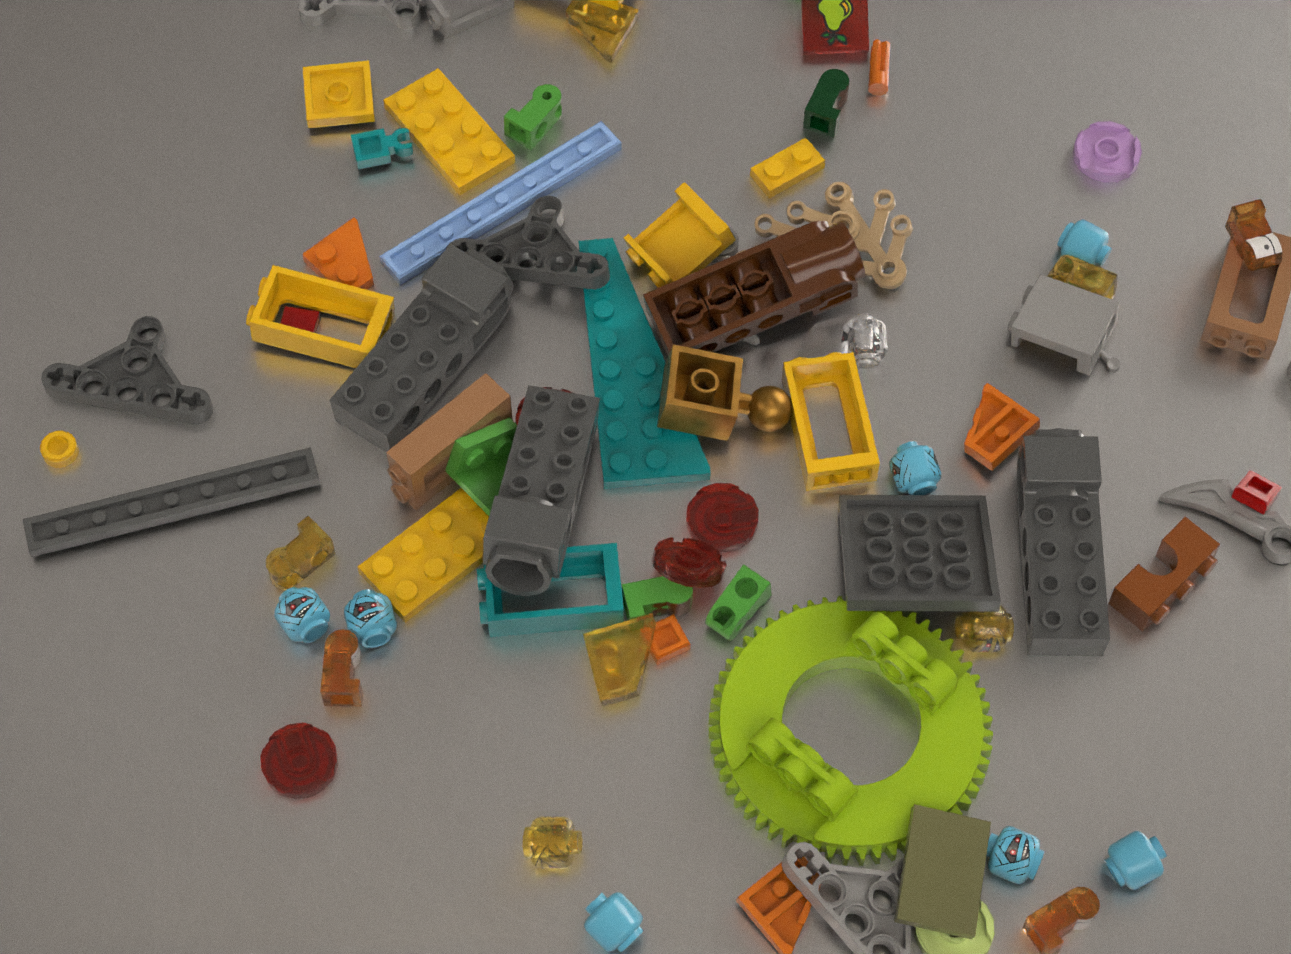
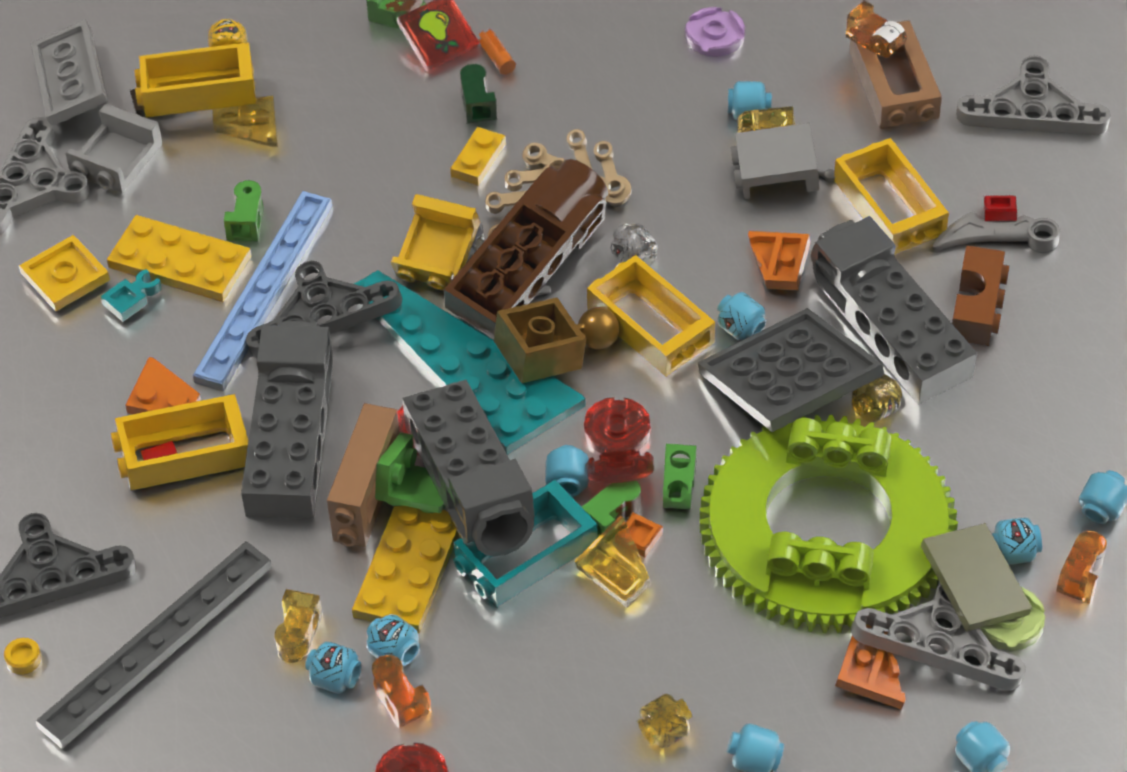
camera: 30 degrees left, 10 degrees down
(639, 537) = (568, 469): none -> medium azure head
(1175, 377) = (887, 160): none -> yellow piece

